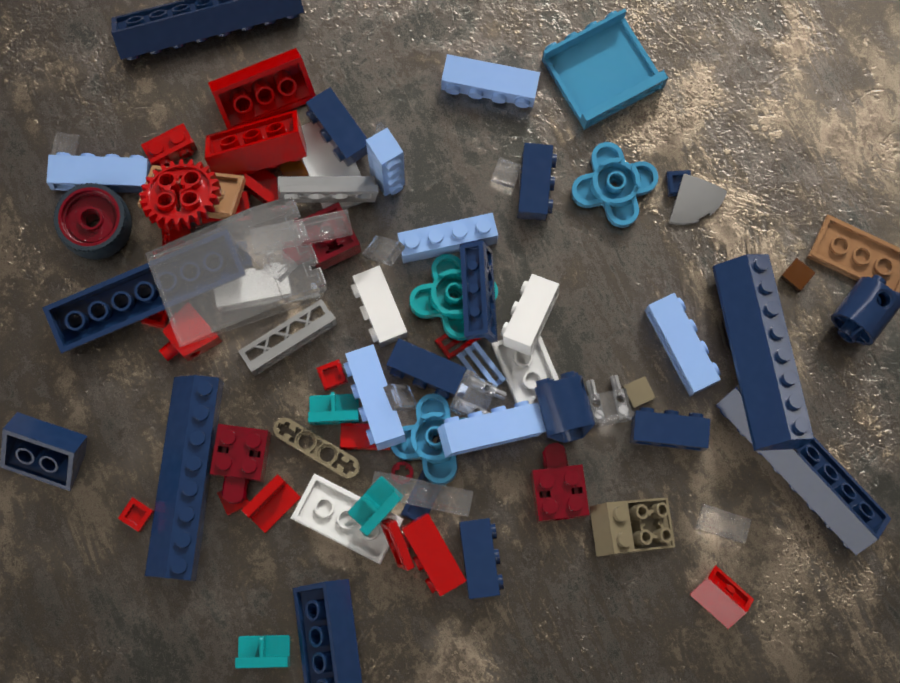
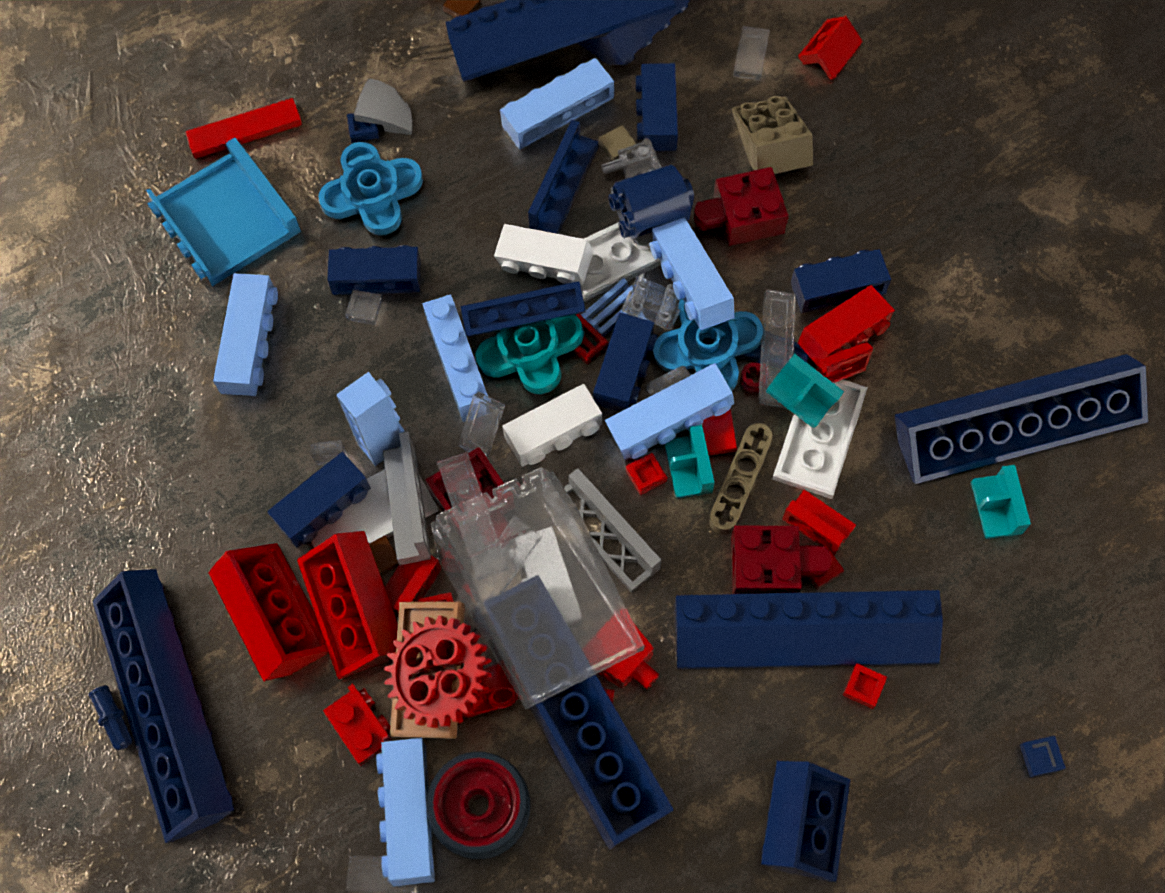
camera: 90 degrees left, 10 degrees down
(59, 639) = (1042, 756): none -> dark blue tile
(604, 340) = (562, 181): none -> dark blue fence
(686, 88) = (245, 127): none -> red tile

